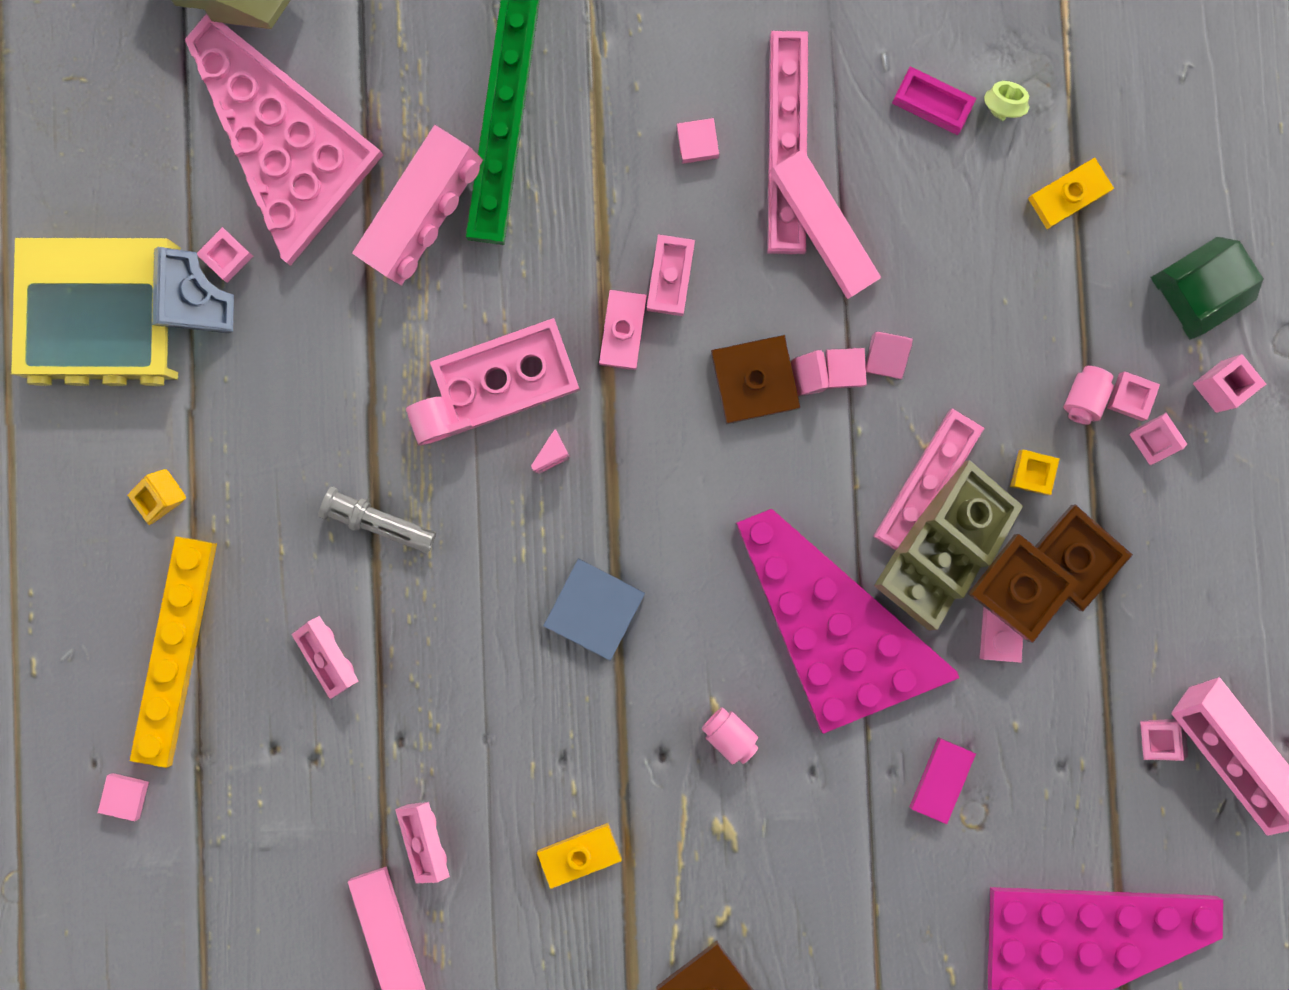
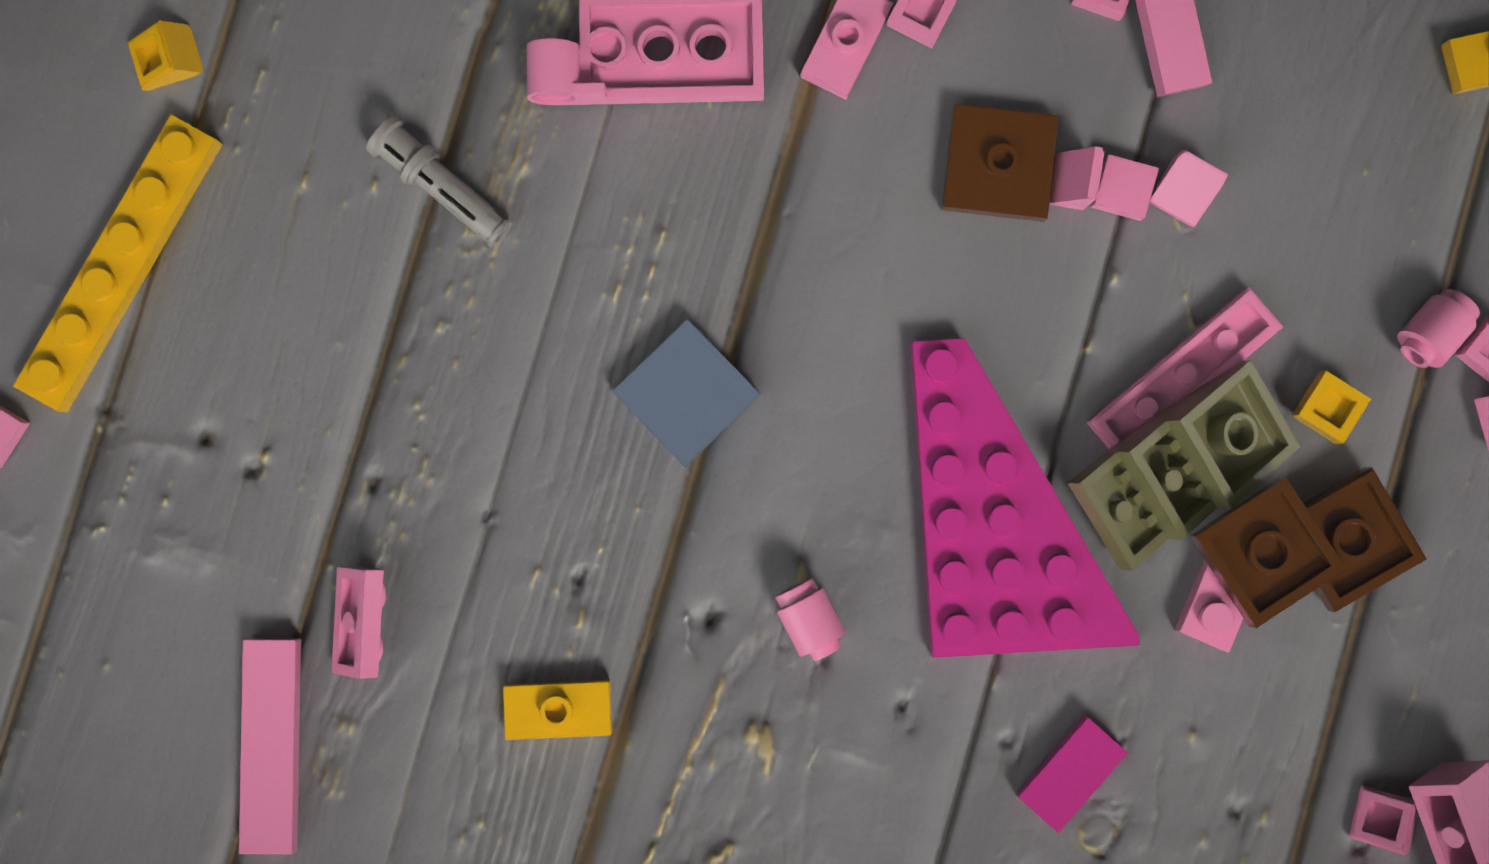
camera: 25 degrees right, 0 degrees up
(325, 657) = (312, 336): bright pink plate -> none
(551, 454) = (696, 170): bright pink slope -> none

